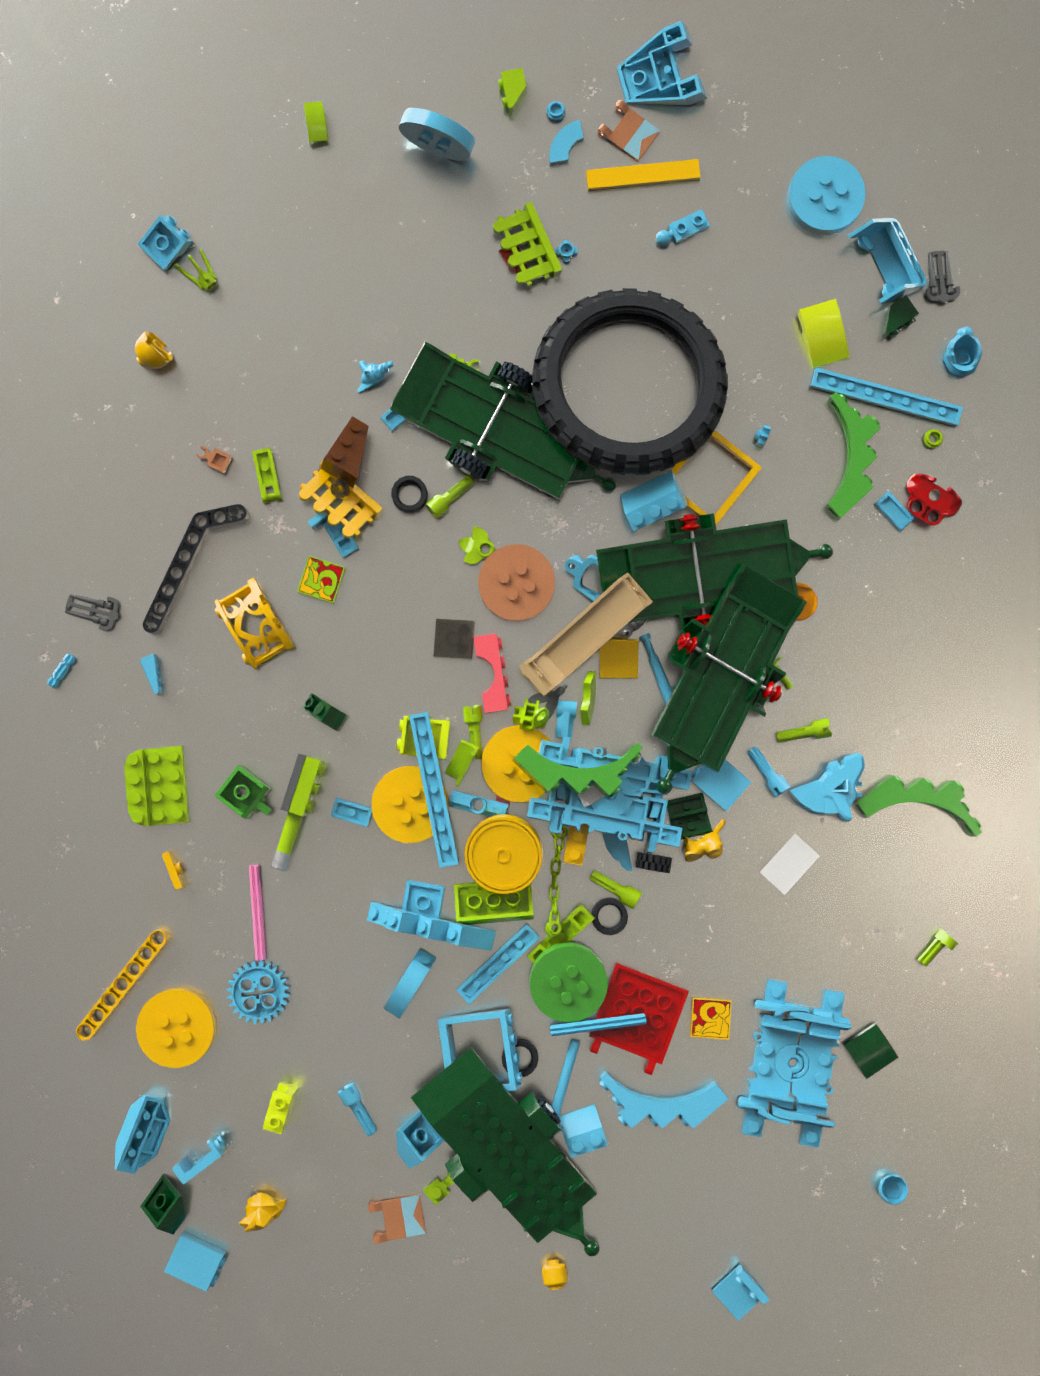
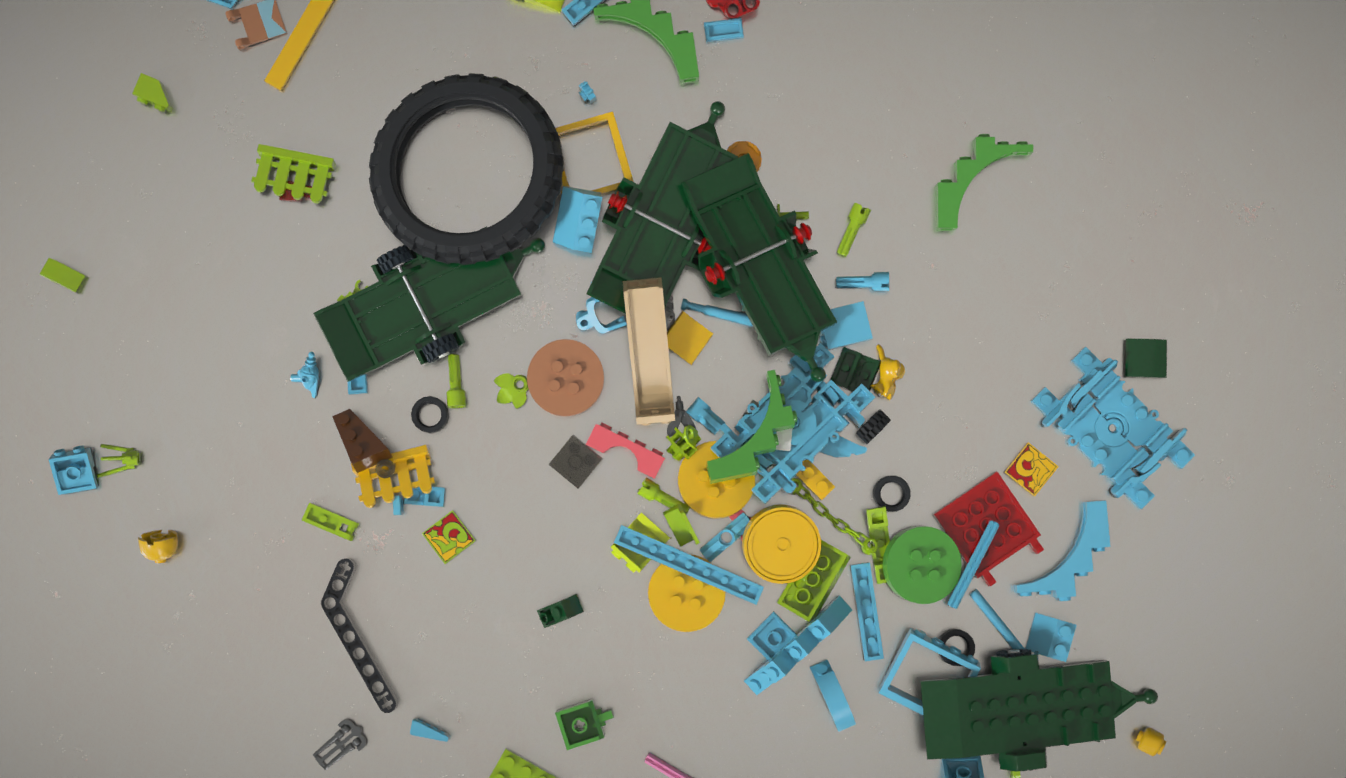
camera: 60 degrees left, 0 degrees up
(216, 460) = (287, 553): nougat plate -> none
(254, 596) = (469, 605): yellow fence -> none
(298, 803) = (622, 685): lime piece -> none
(351, 812) = (659, 645): medium azure plate -> none
(436, 134) = (147, 182): medium azure brick -> none
(555, 110) = (196, 70): medium azure plate -> none
(564, 141) = (227, 82): medium azure tile -> none
(571, 250) = (314, 140): medium azure plate -> none
(588, 697) = (702, 385): lime tile -> none
(628, 895) = (884, 466): lime piece -> none
(684, 228) = (370, 35): medium azure plate -> none
(739, 1292) = (1267, 601): medium azure bracket -> none
(789, 864) = (950, 317): white sticker -> none
(822, 795) = (914, 252): medium azure animal -> none
(893, 1189) = (1269, 418): medium azure hair -> none
(942, 939) = (1096, 238): lime piece -> none

